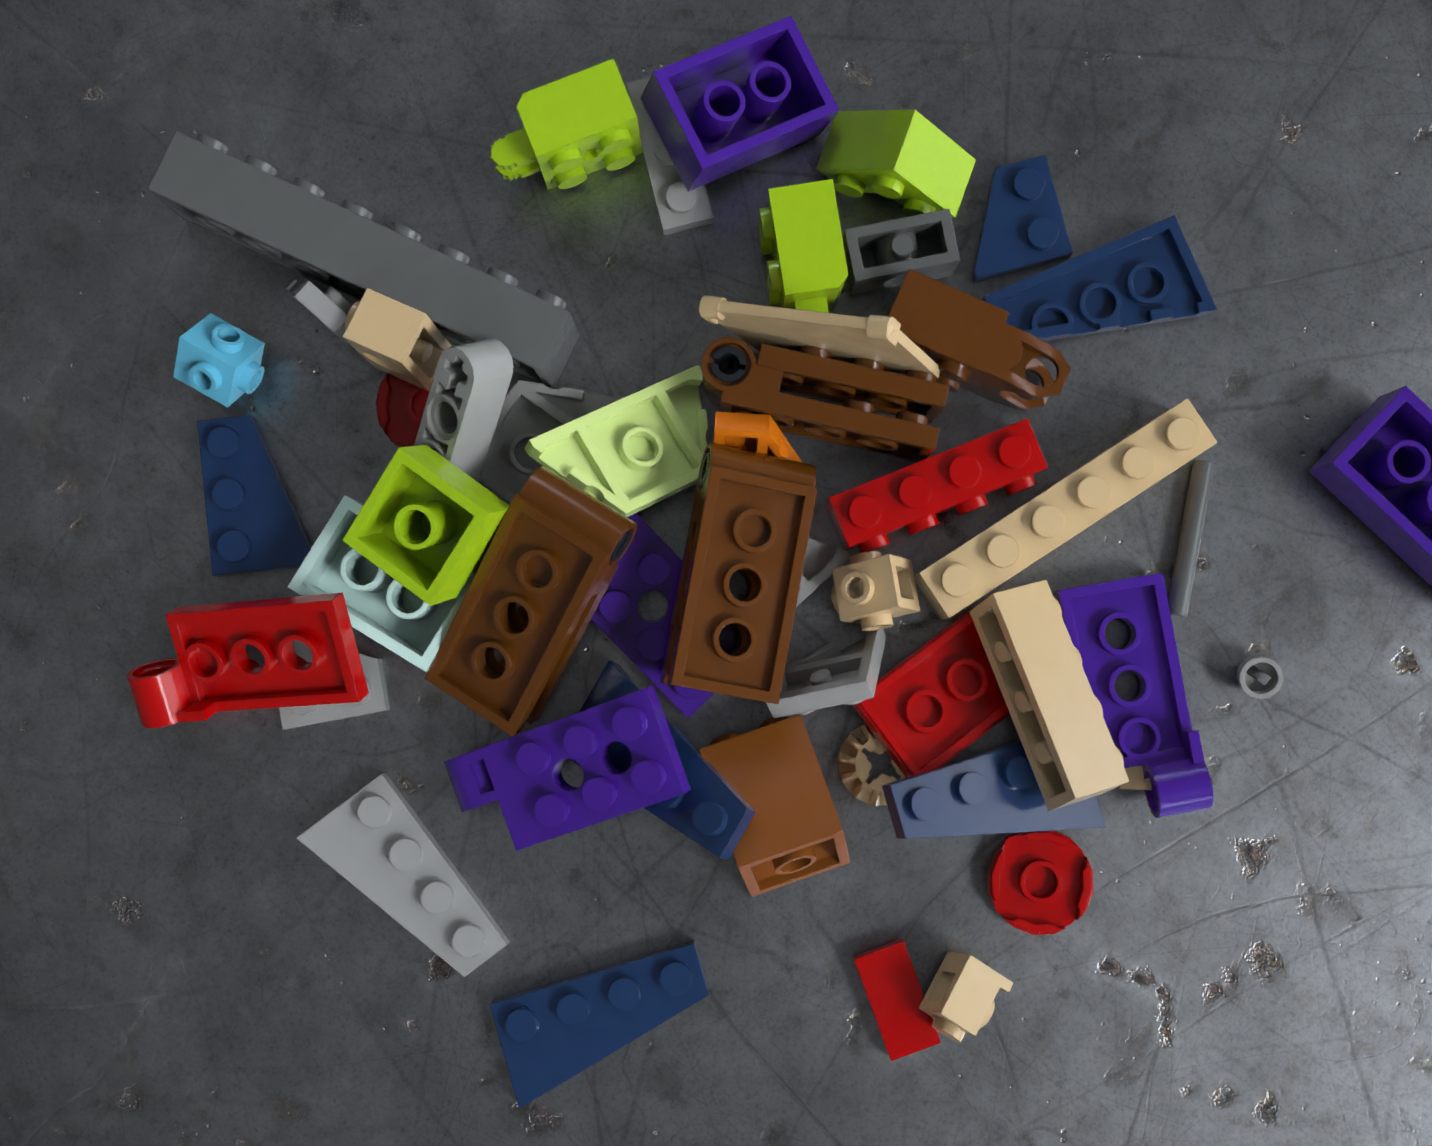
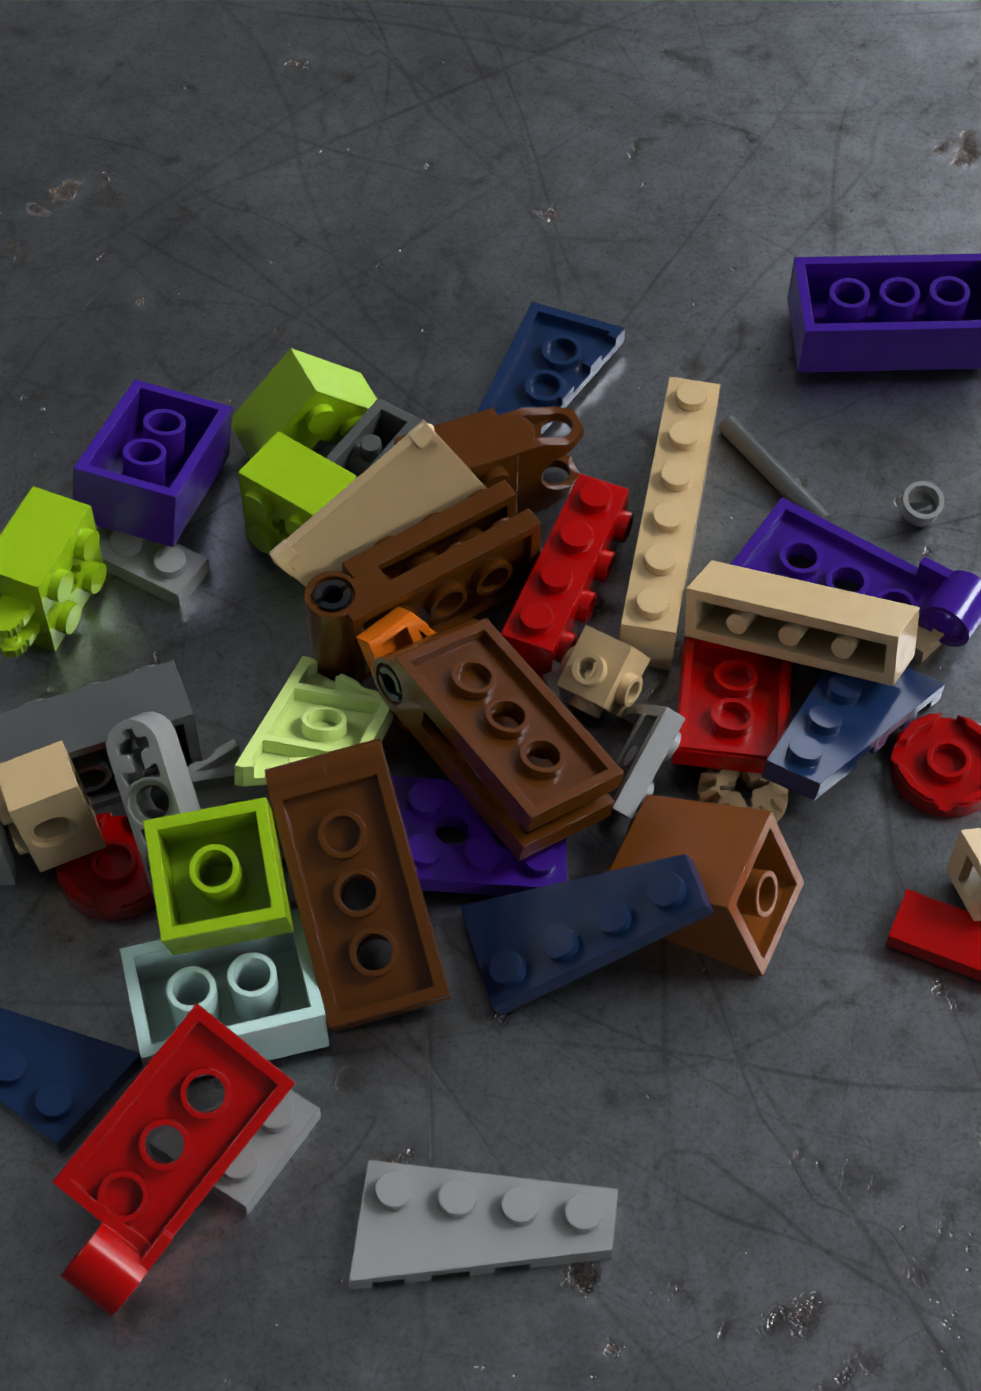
camera: 50 degrees left, 30 degrees down
(529, 780) = (512, 1030): dark purple hinge -> none
(586, 1017) = (743, 1193): dark blue wing -> none
(1021, 222) = (432, 384): dark blue wing -> none

